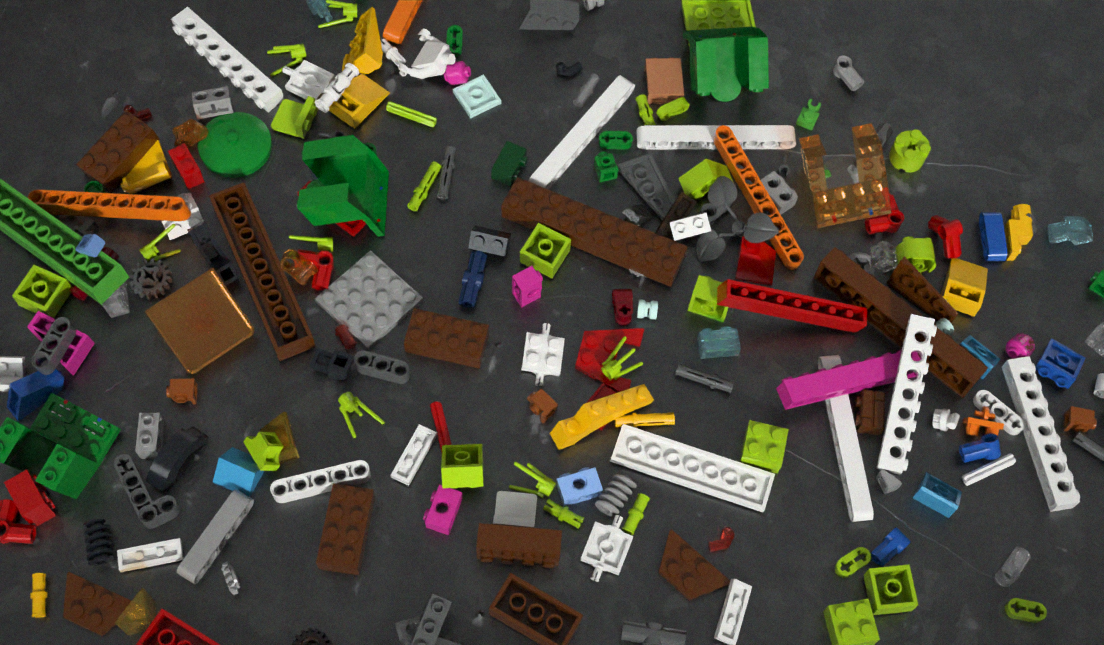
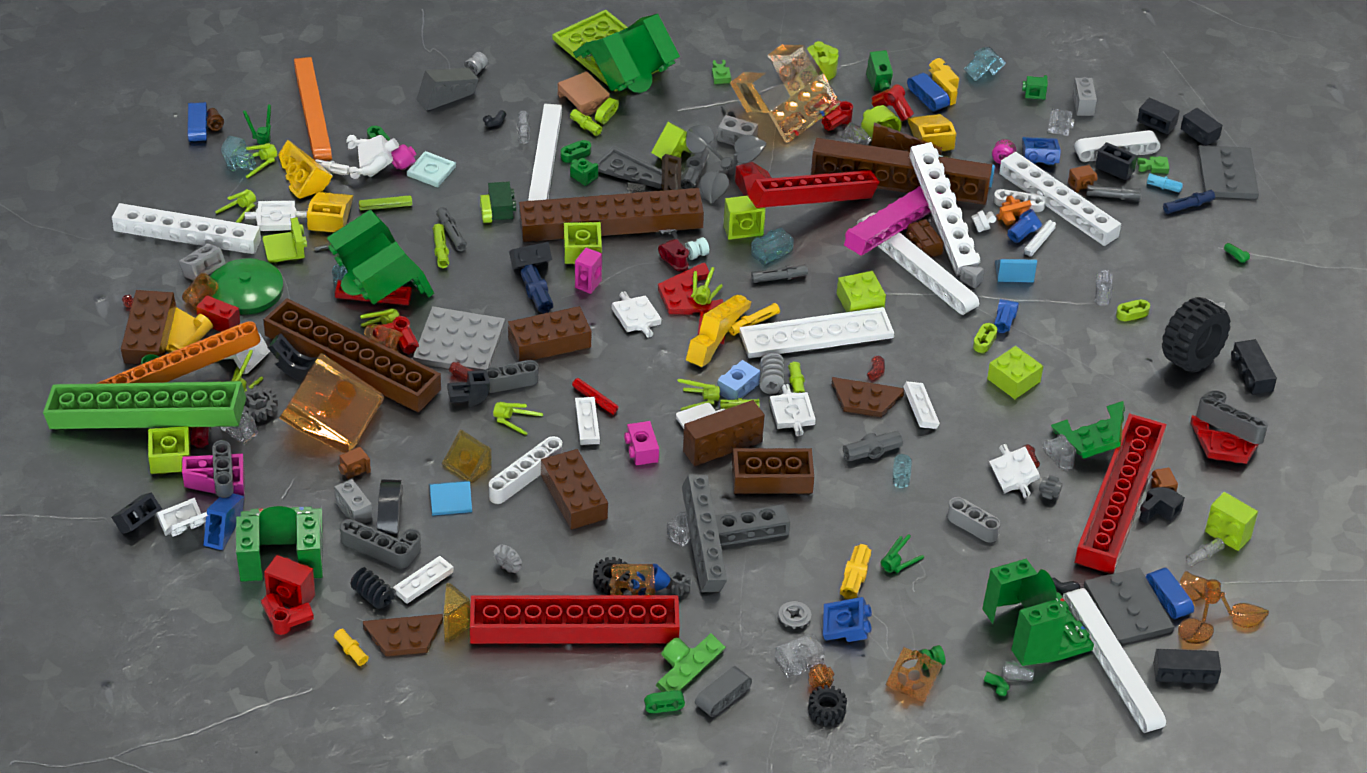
camera: 30 degrees left, 20 degrees down
(90, 245) = (199, 381): medium blue slope -> none
(215, 536) = (468, 543): light grey beam -> none
(265, 450) = (462, 466): lime brick -> none
(337, 87) = (314, 199): white piece -> none
(462, 466) = (636, 404): lime brick -> none
(485, 173) = (486, 211): none -> lime beam
(542, 405) = (664, 343): dark orange brick -> none
(690, 226) = (690, 173): white brick -> none
(702, 136) = (657, 115): white beam -> none
(757, 188) = (725, 135): orange beam -> none
(847, 73) = (725, 30): light grey piece -> none
(890, 589) = (1027, 334): lime brick -> none
(957, 192) = (880, 77): none -> green torso

